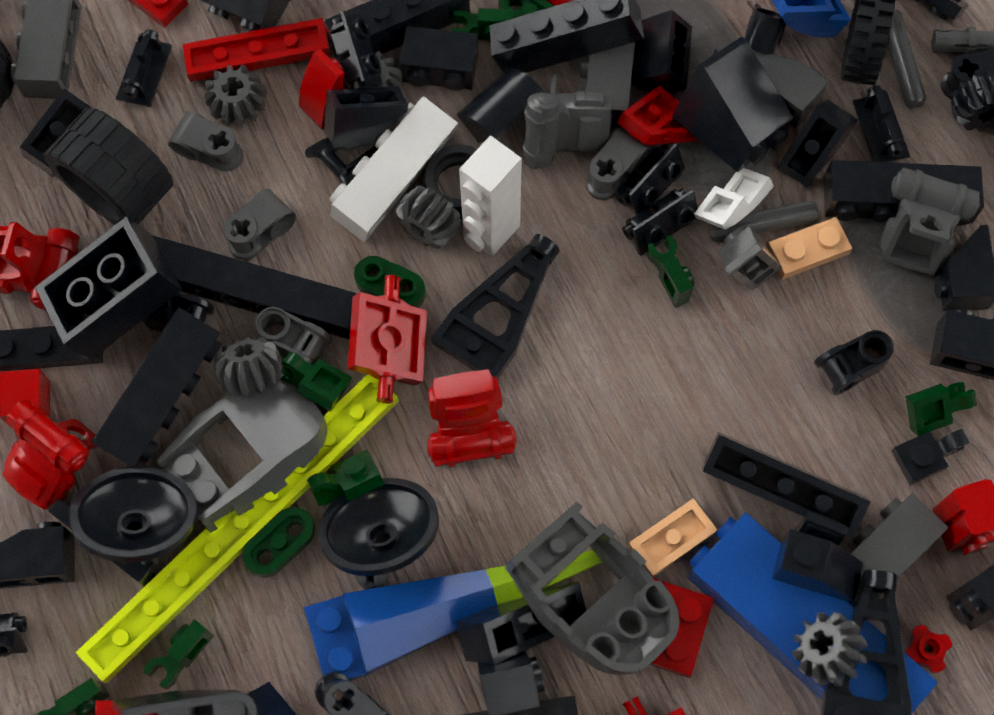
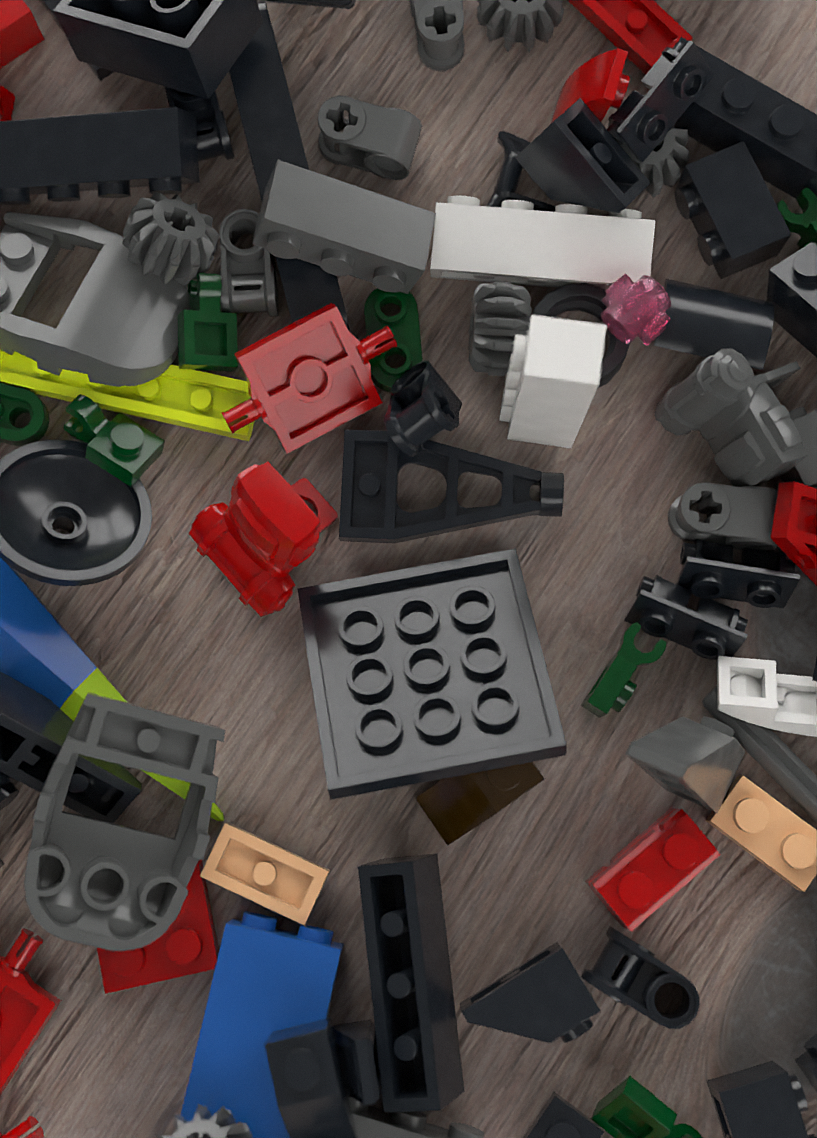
camera: 60 degrees right, 10 degrees up
(312, 263) = (343, 228): none -> dark grey brick
(447, 284) = (420, 408): none -> black piece
(468, 132) = (636, 309): none -> clear pink gear
(610, 370) = (428, 674): none -> plate
(693, 385) = (468, 800): none -> dark brown slope
(794, 318) = (652, 868): none -> red brick
(833, 422) = (536, 1000): none -> black slope

